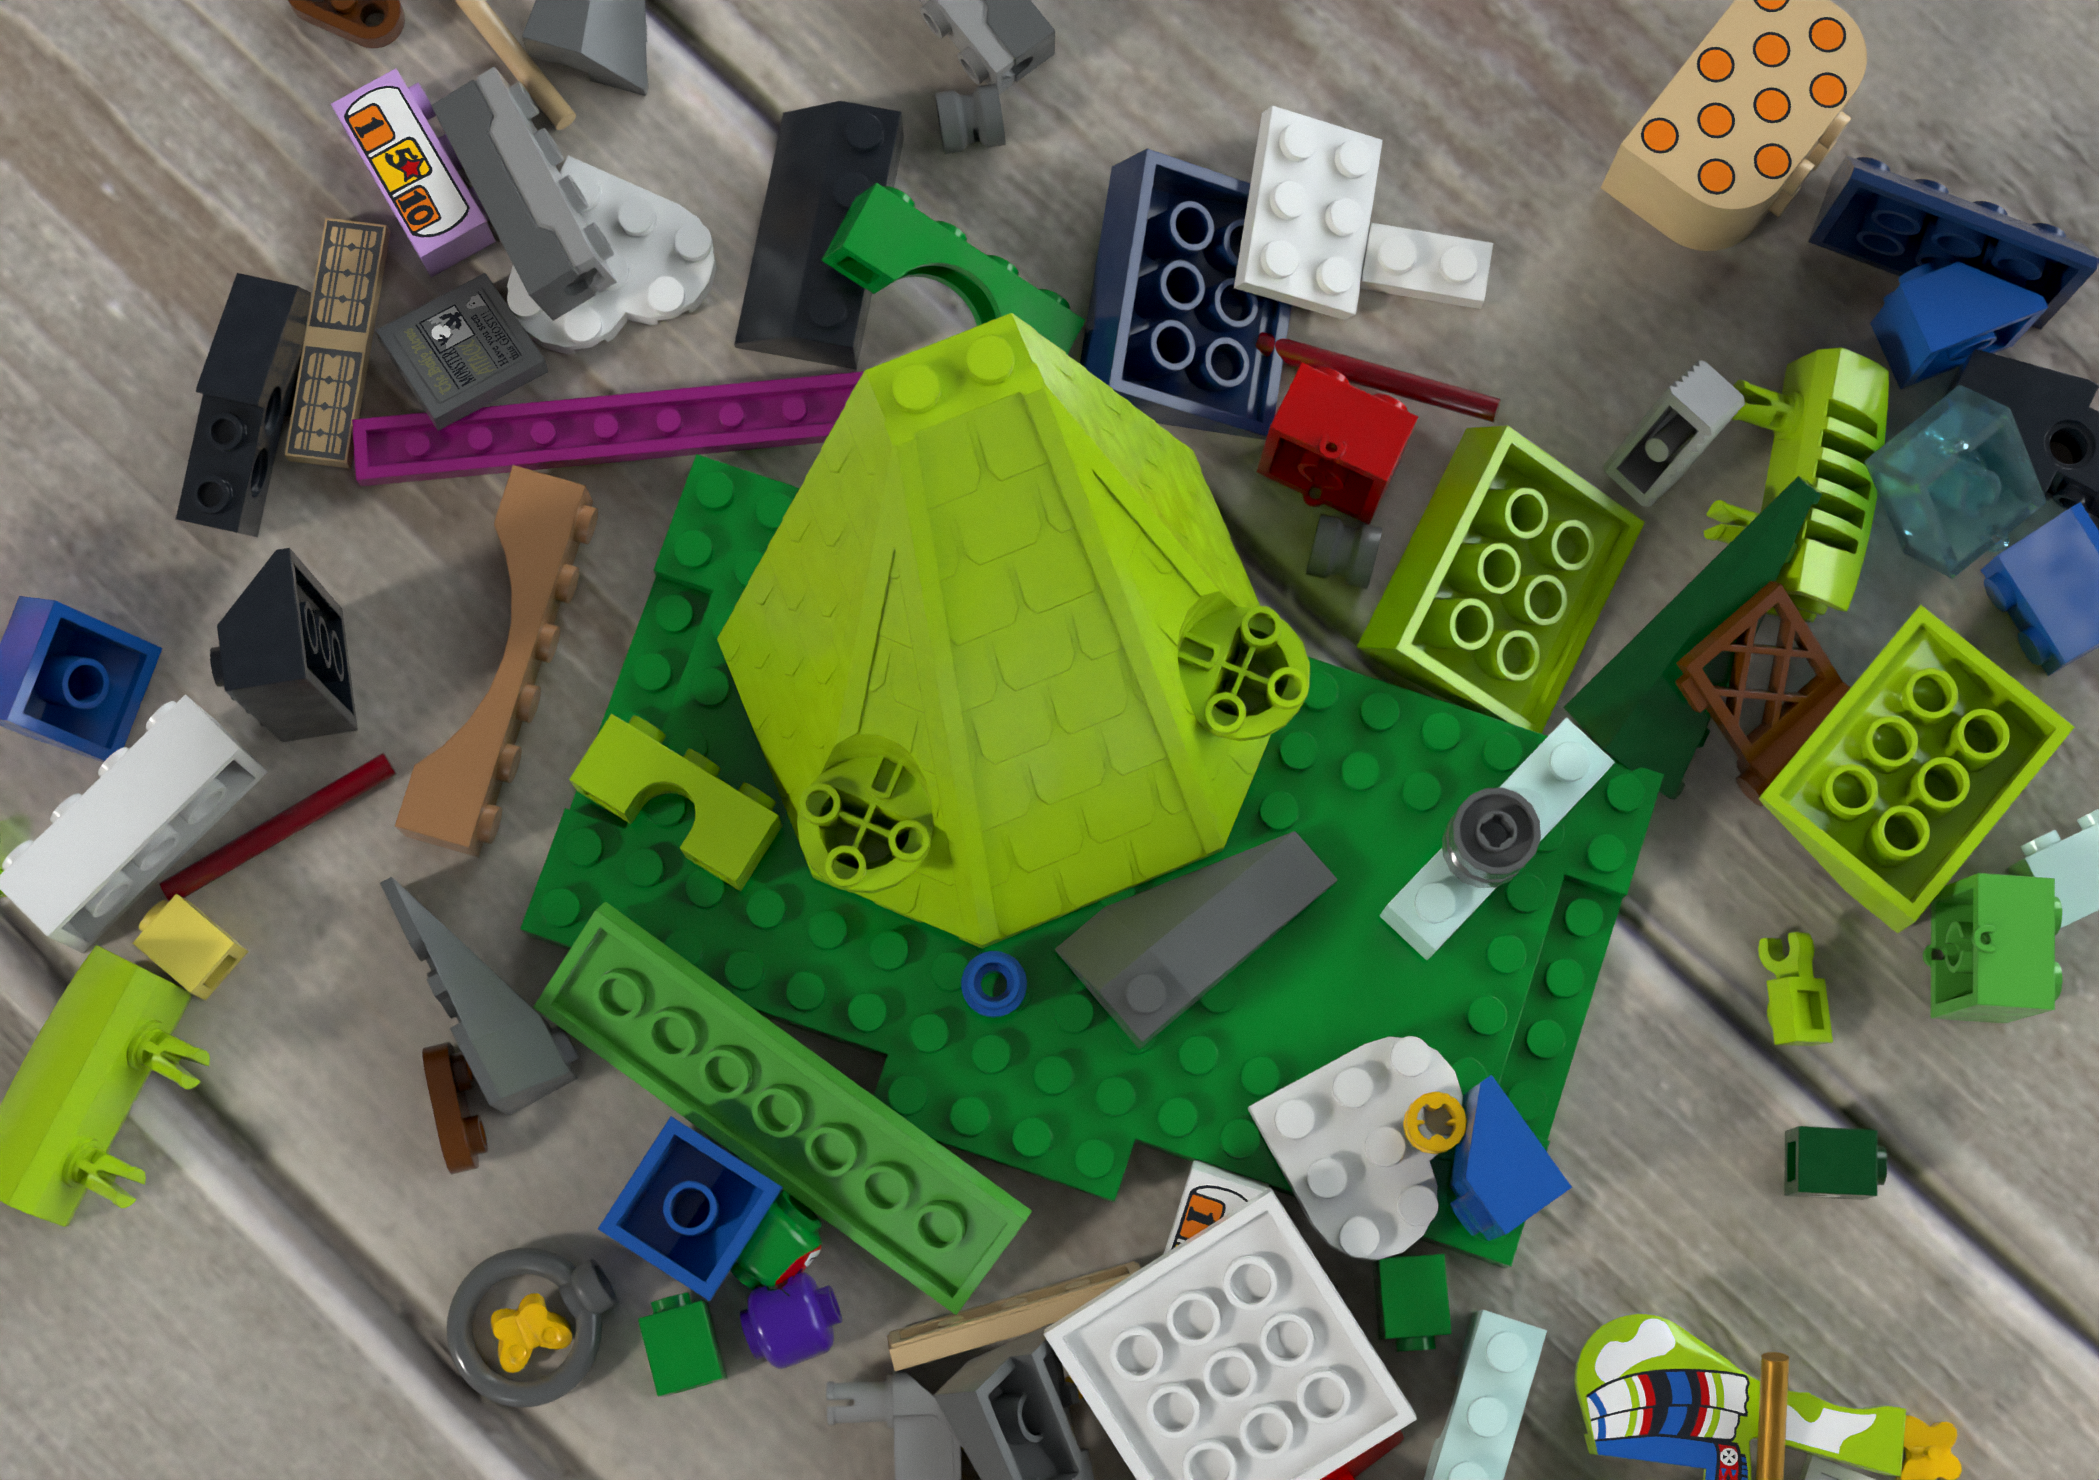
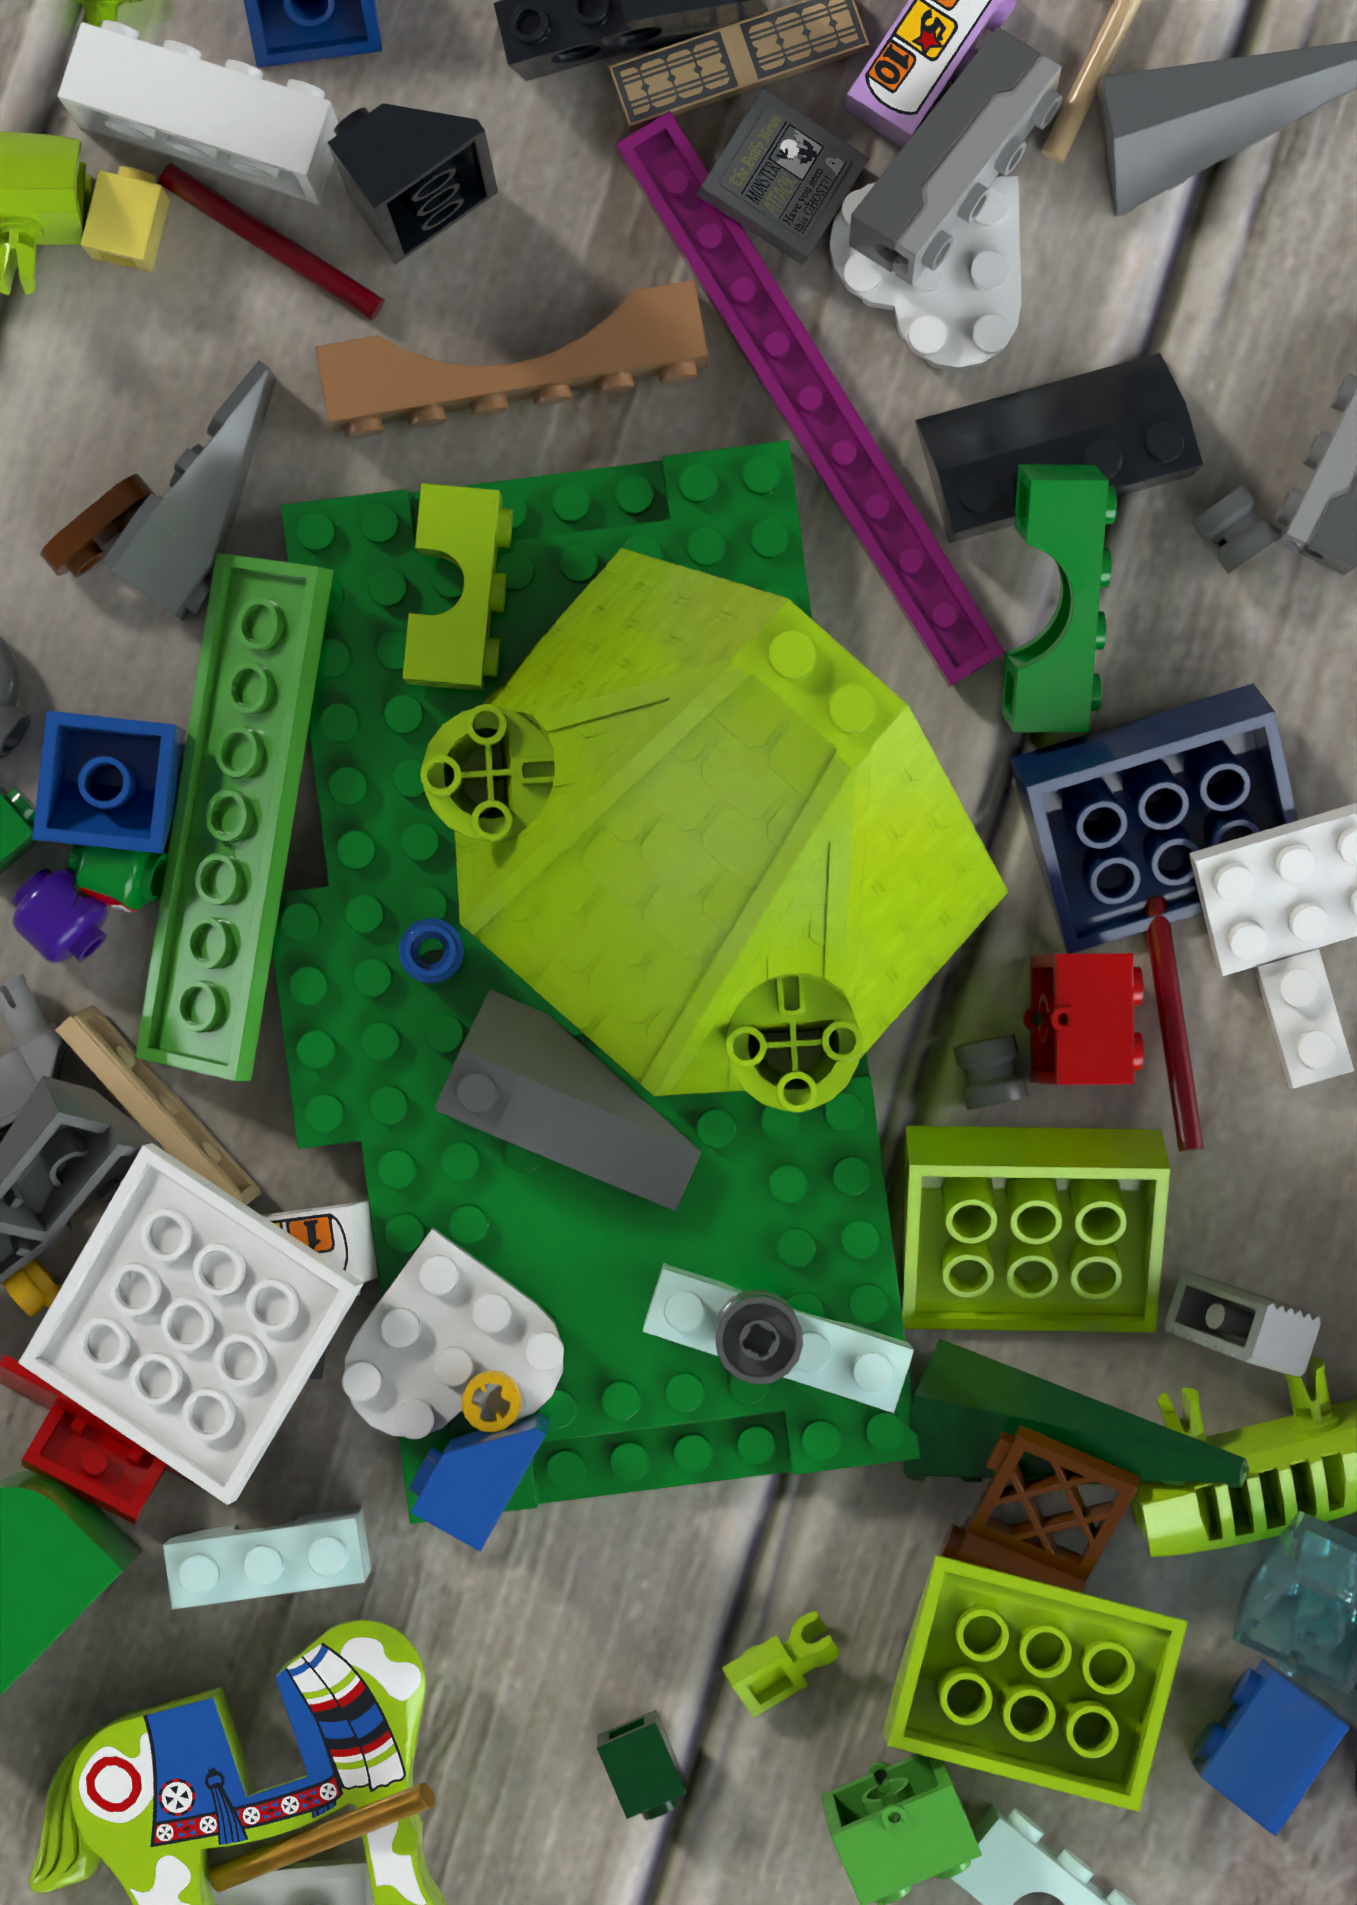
camera: 60 degrees right, 10 degrees up
(1412, 1300) = (338, 1452): green brick -> none

